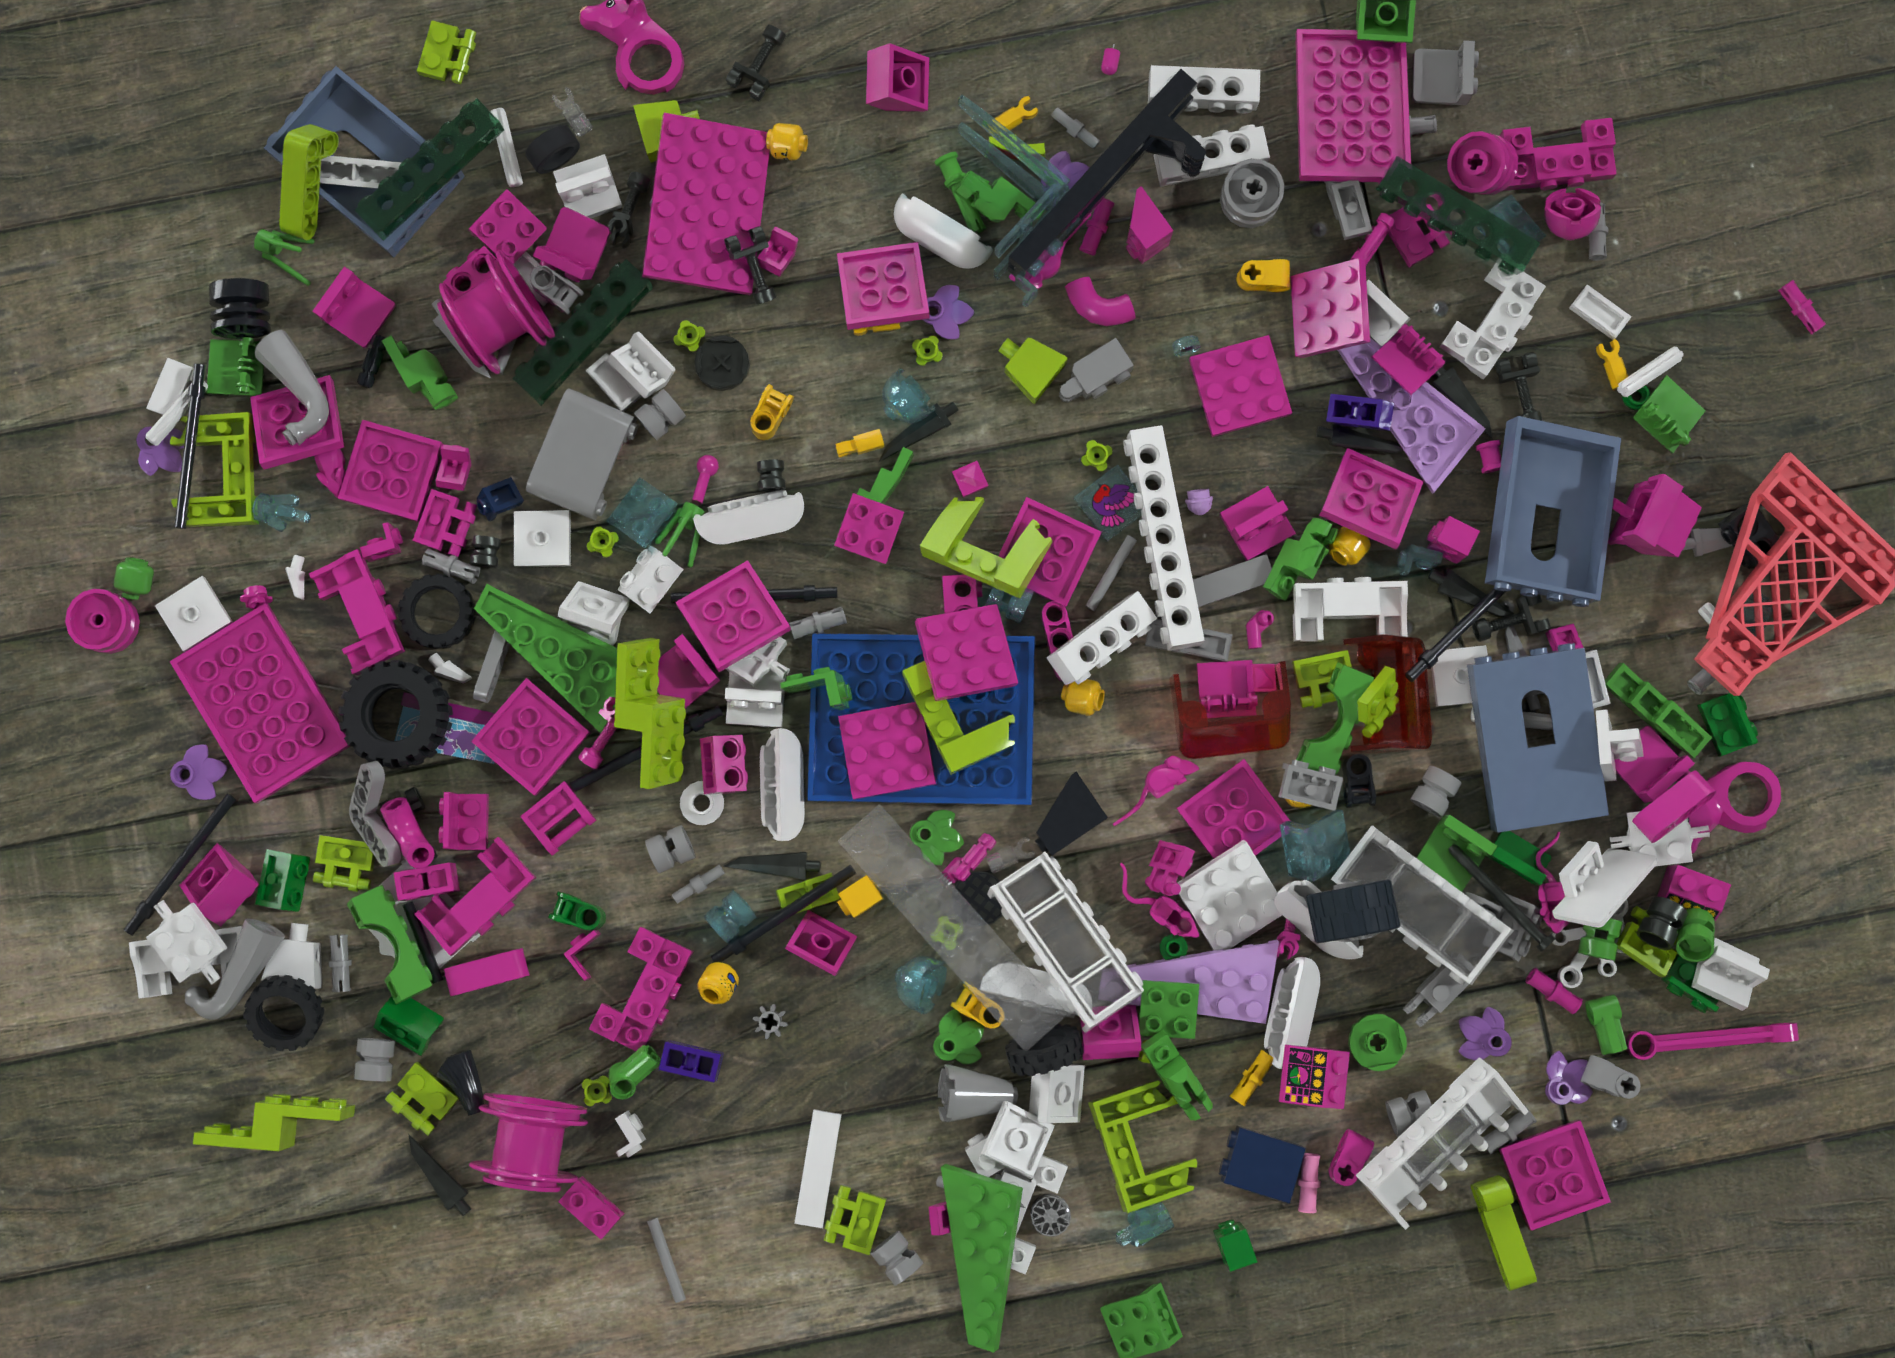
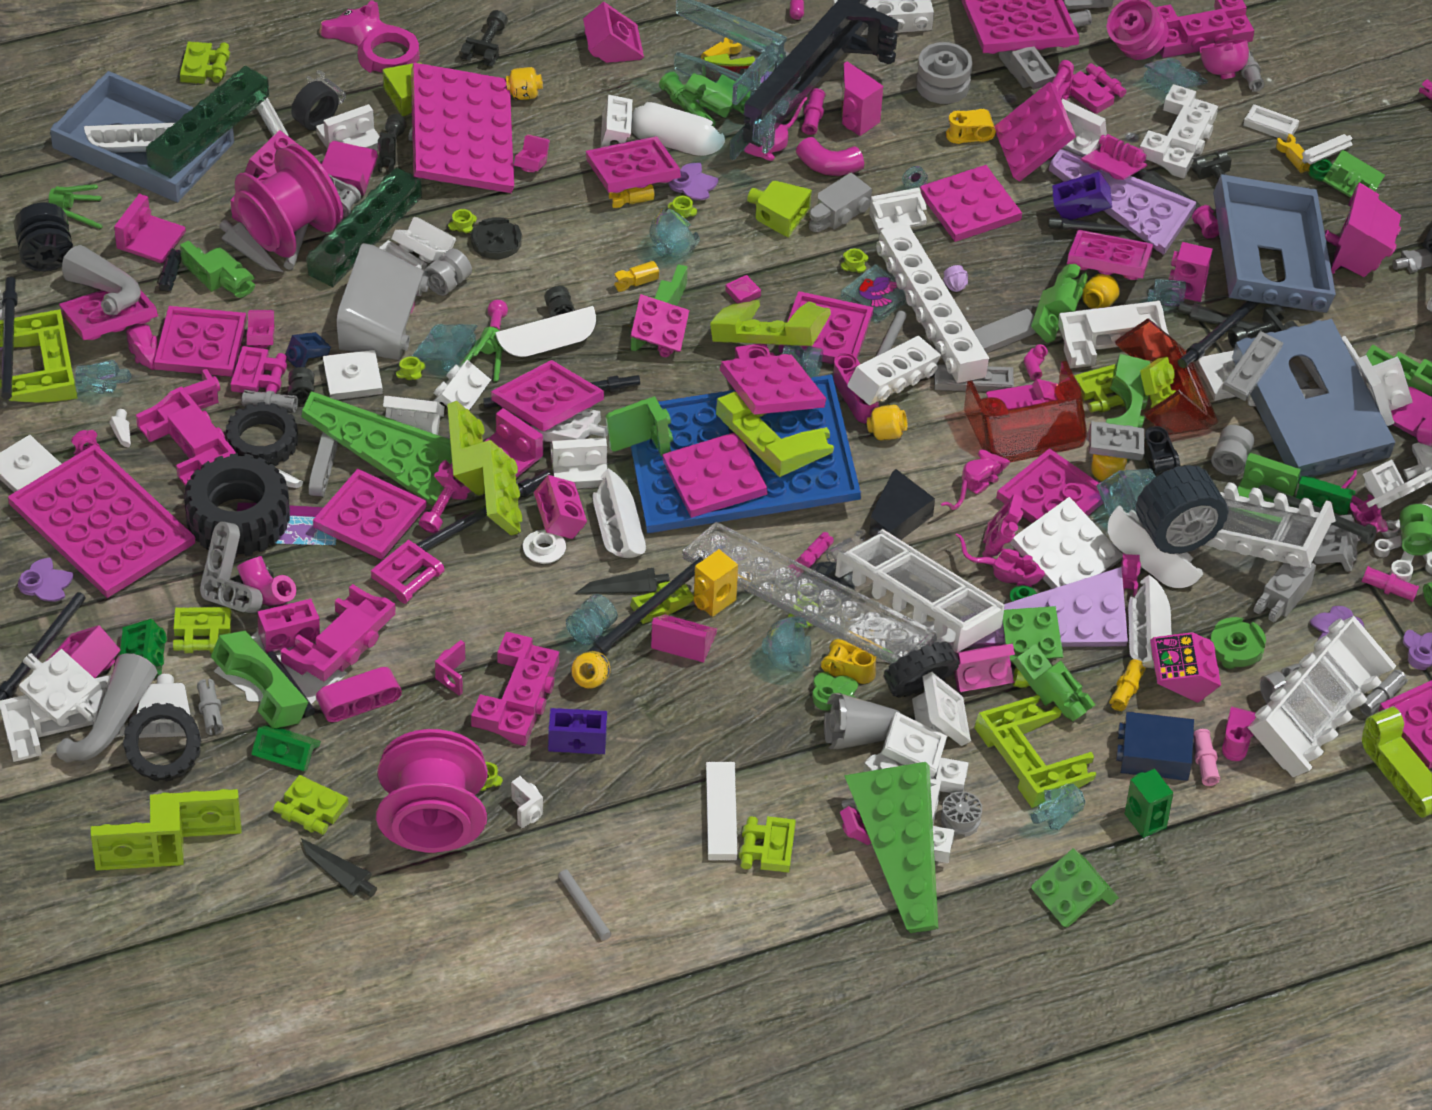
camera: 15 degrees left, 35 degrees down
(234, 368) = (41, 286): bright green hinge -> none
(301, 178) = (90, 141): lime beam -> none
(374, 1059) = (258, 772): light grey wheel -> none
(462, 1076) = (348, 777): black piece -> none
(464, 821) = (318, 580): dark pink bracket -> none
(572, 911) = (439, 636): green piece -> none
(591, 1207) = (501, 863): dark pink brick -> none
(632, 1071) = (521, 744): bright green piece -> none
(660, 851) = (519, 577): light grey wheel -> none
(698, 883) = (554, 605): light grey bar -> none
(763, 292) = (513, 145): pearl dark grey bar -> none
(763, 1025) = (648, 696): light grey gear -> none
(771, 407) = (548, 264): yellow piece -> none
(817, 622) = (623, 400): light grey pin -> none
(877, 215) = (616, 120): none -> white hinge
(897, 1258) = (819, 864): light grey wheel -> none
(918, 431) = (698, 256): pearl dark grey bar -> none
(940, 835) = (777, 538): bright green plate -> none
(1158, 391) = (898, 209): none -> white hinge
(1248, 136) = (907, 55): white brick -> none
(1257, 523) = (1013, 288): dark pink bracket -> none
(1482, 702) = (1252, 365): none -> light grey tile
(1520, 244) = (1126, 52): clear green brick -> none

